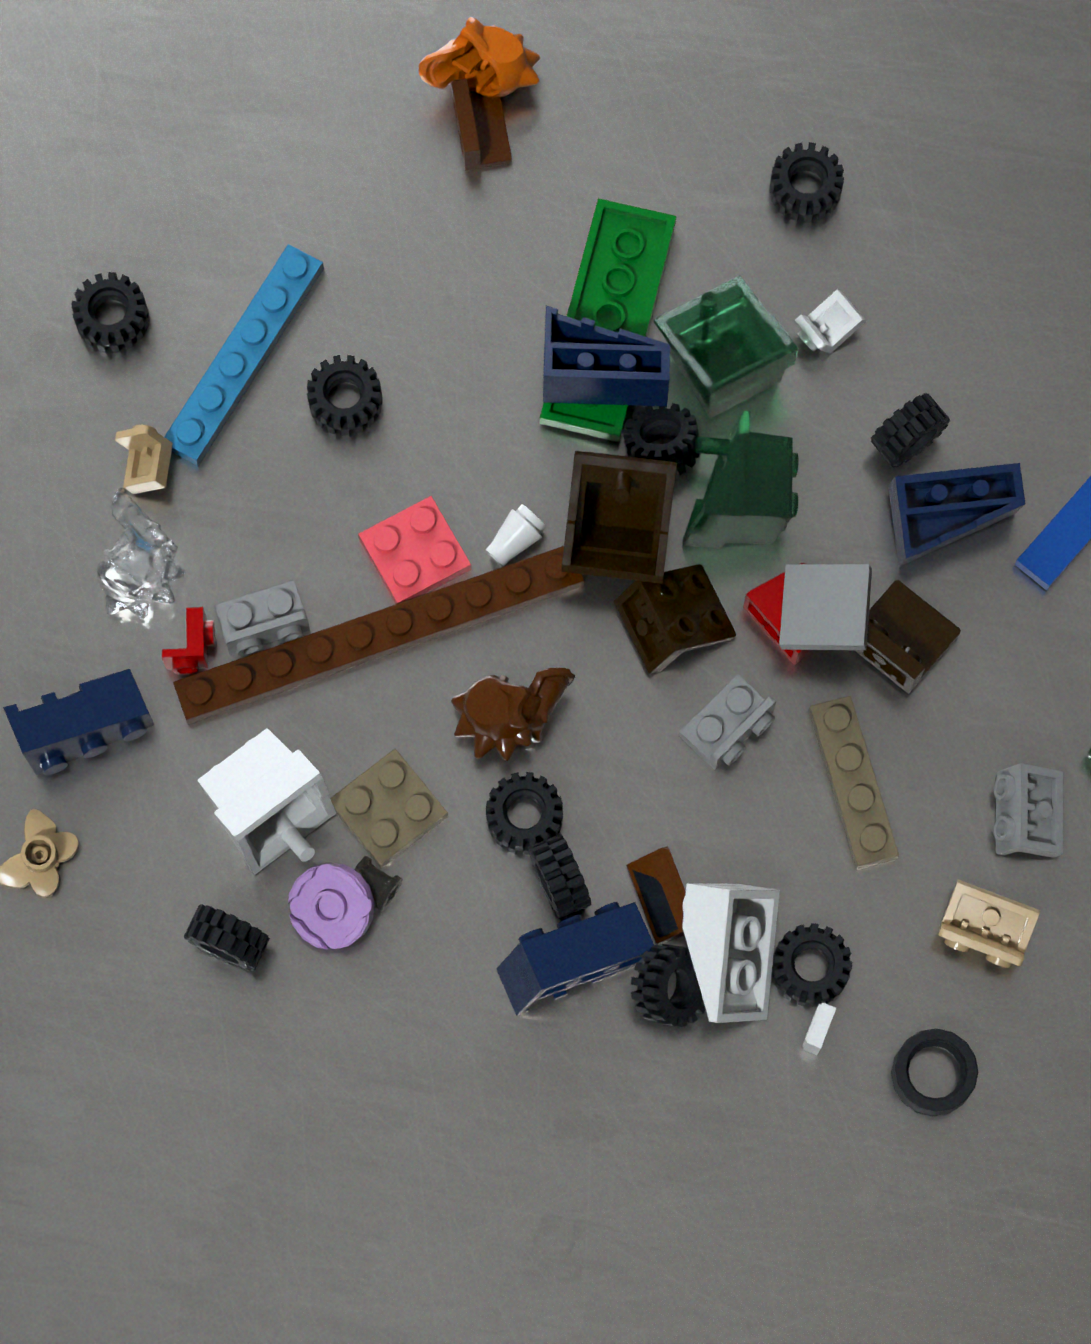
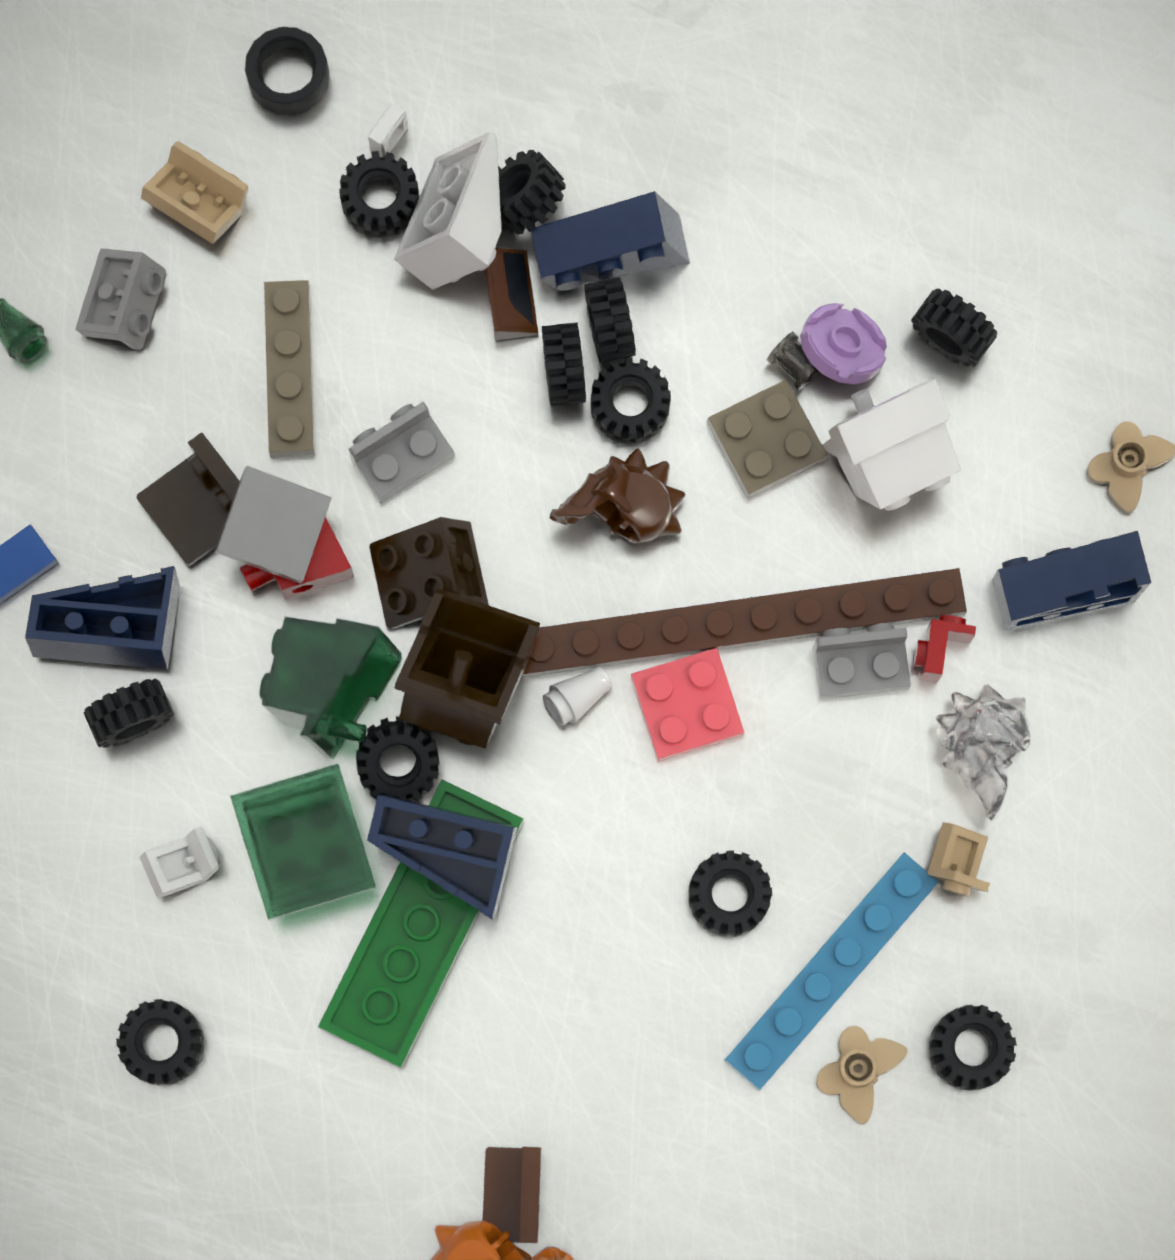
camera: 170 degrees left, 5 degrees up
(206, 280) = (858, 1070): none -> tan animal
(594, 824) = (563, 364): none -> black tyre

